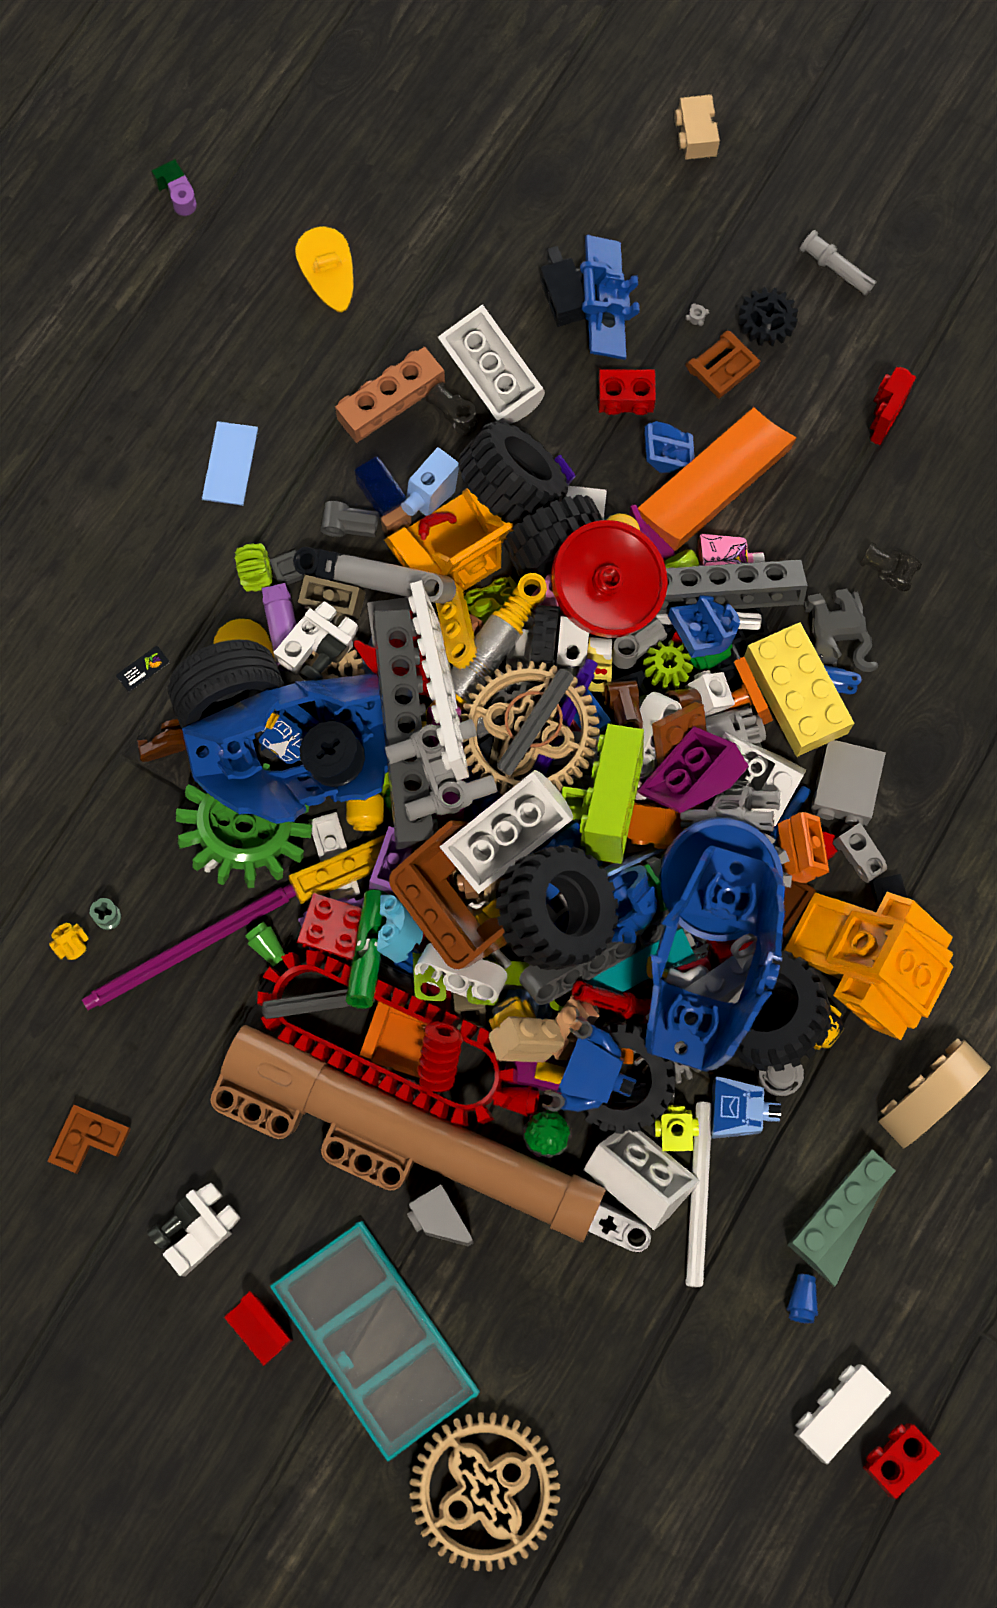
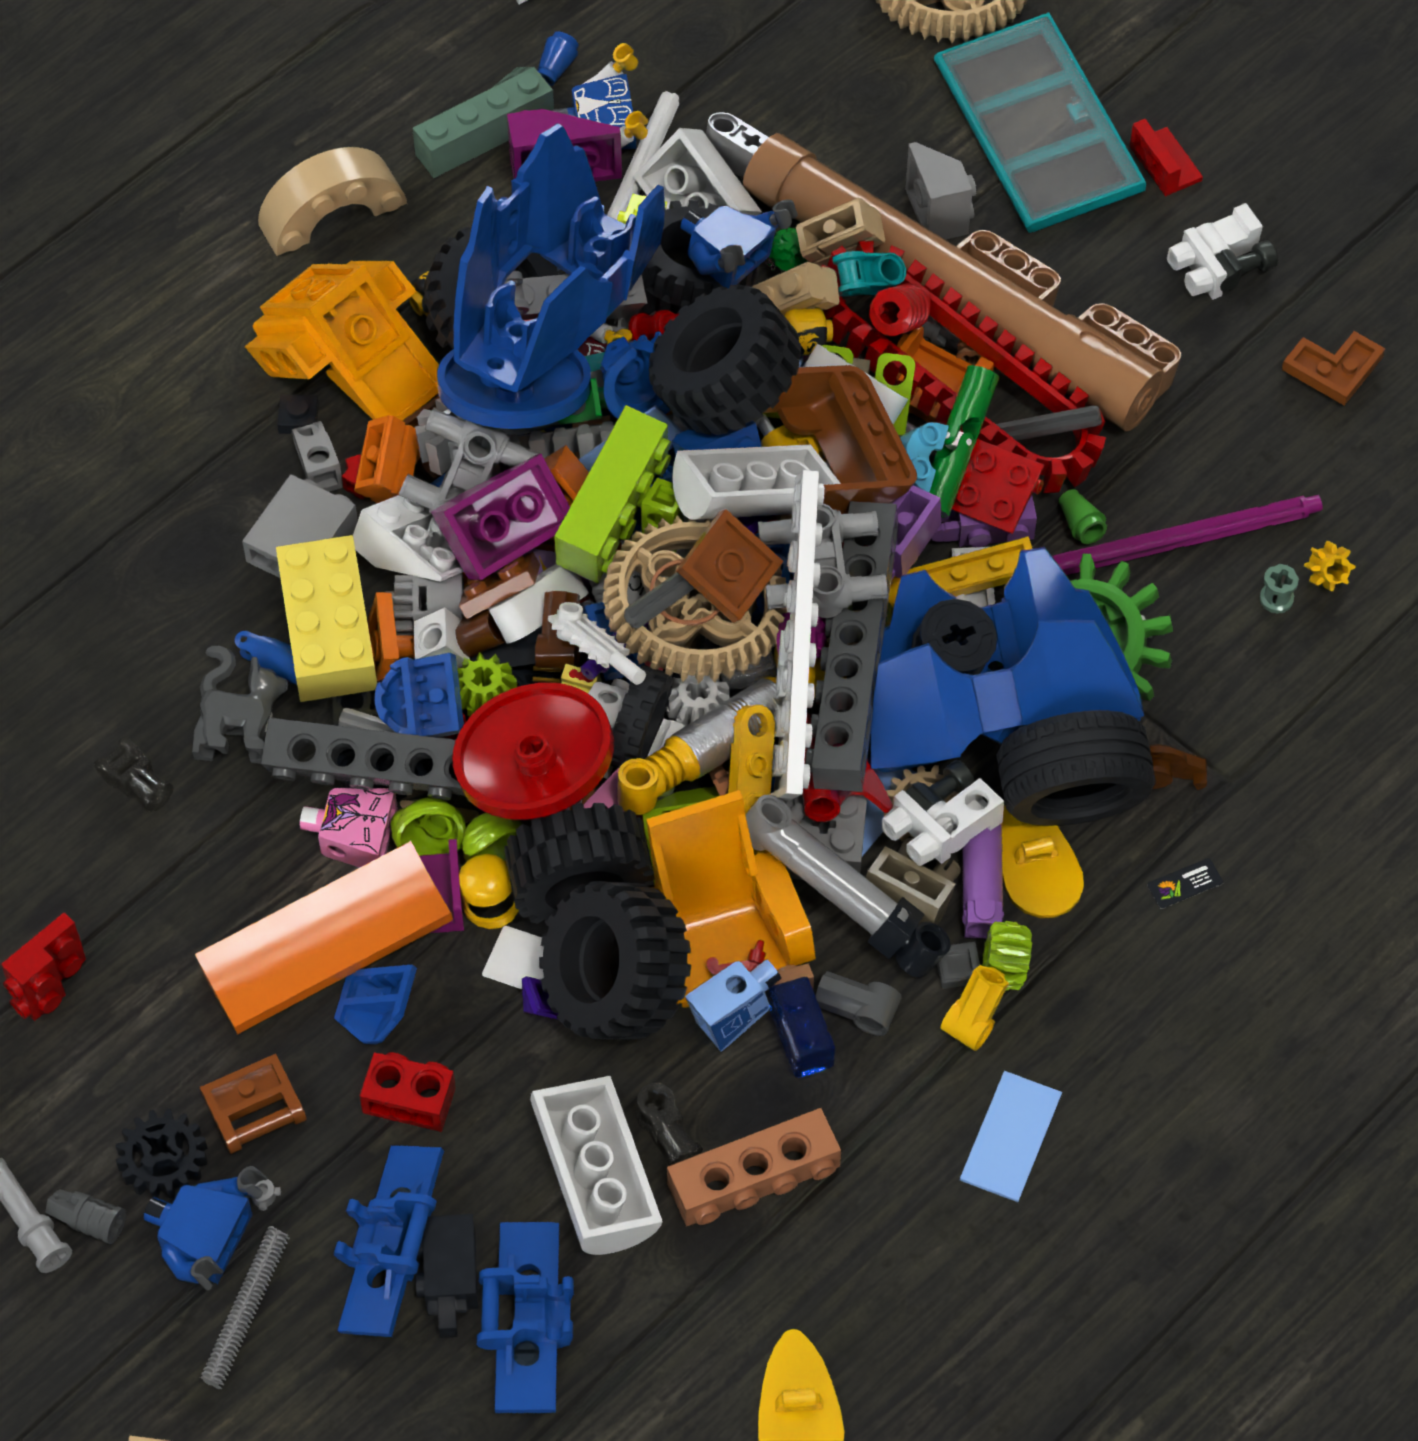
camera: 165 degrees left, 15 degrees down
(268, 524) = (971, 1015): none -> yellow piece
(473, 1076) = (868, 272): none -> teal piece
(498, 276) = (541, 1320): none -> blue piece
(505, 730) = (729, 565): none -> dark orange plate
(507, 1129) = (838, 228): none -> tan brick
(589, 671) = (594, 641): none -> white piece
(681, 243) = (243, 1307): none -> light grey axle
(724, 273) = (204, 1225): none -> torso
(744, 1245) = (608, 99): none -> torso
(777, 1182) = (597, 139): none -> magenta slope
(800, 272) = (87, 1214): none -> dark grey hinge

